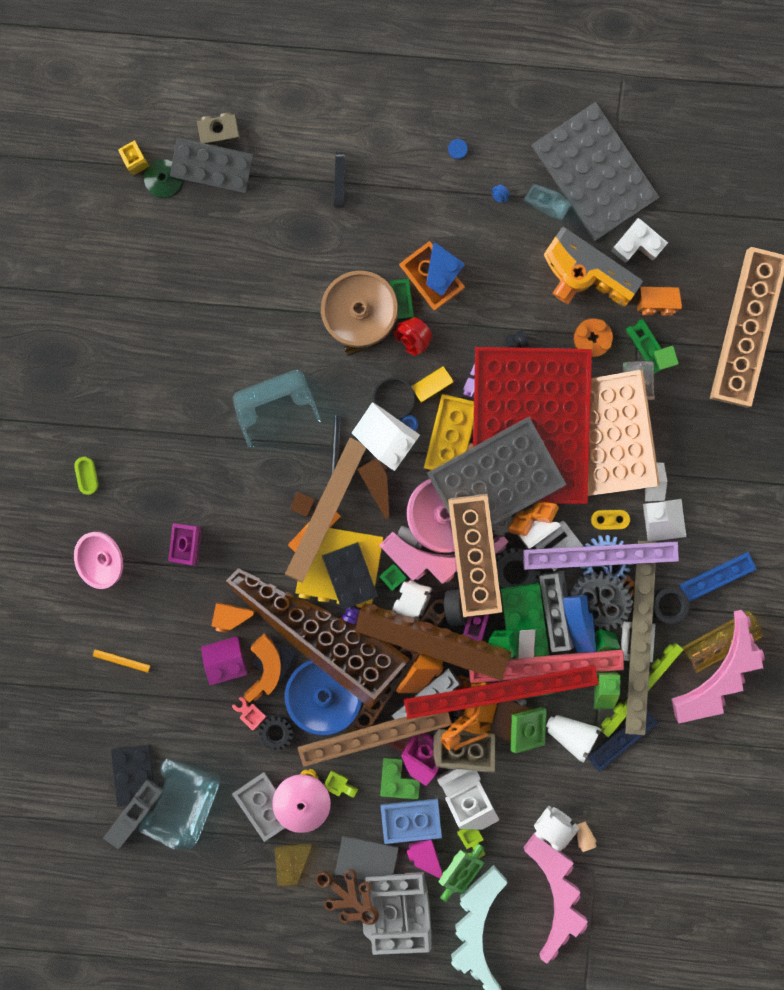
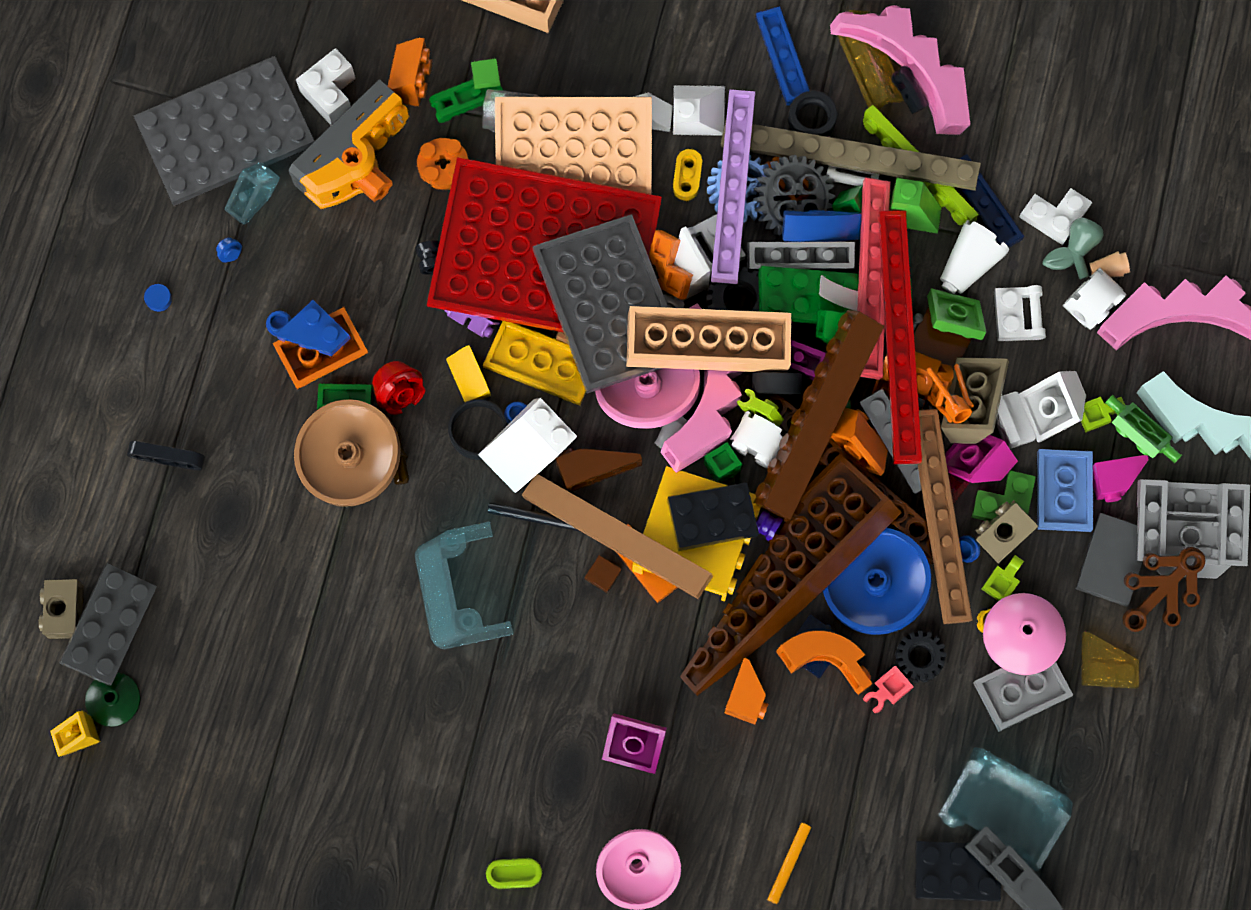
camera: 75 degrees left, 15 degrees down
(224, 660) = (808, 713): magenta slope -> none
(358, 758) = (969, 548): none -> blue plate
(362, 781) = (1001, 546): none -> dark tan brick
(432, 603) = (764, 409): none -> lime plate
(451, 241) = (277, 321): none -> blue plate
(539, 768) = (1011, 317): none -> white plate
(603, 815) = (1083, 237): none -> sand green piece
(616, 796) = (1052, 220): none -> white plate
(702, 674) = (909, 89): none -> black bar

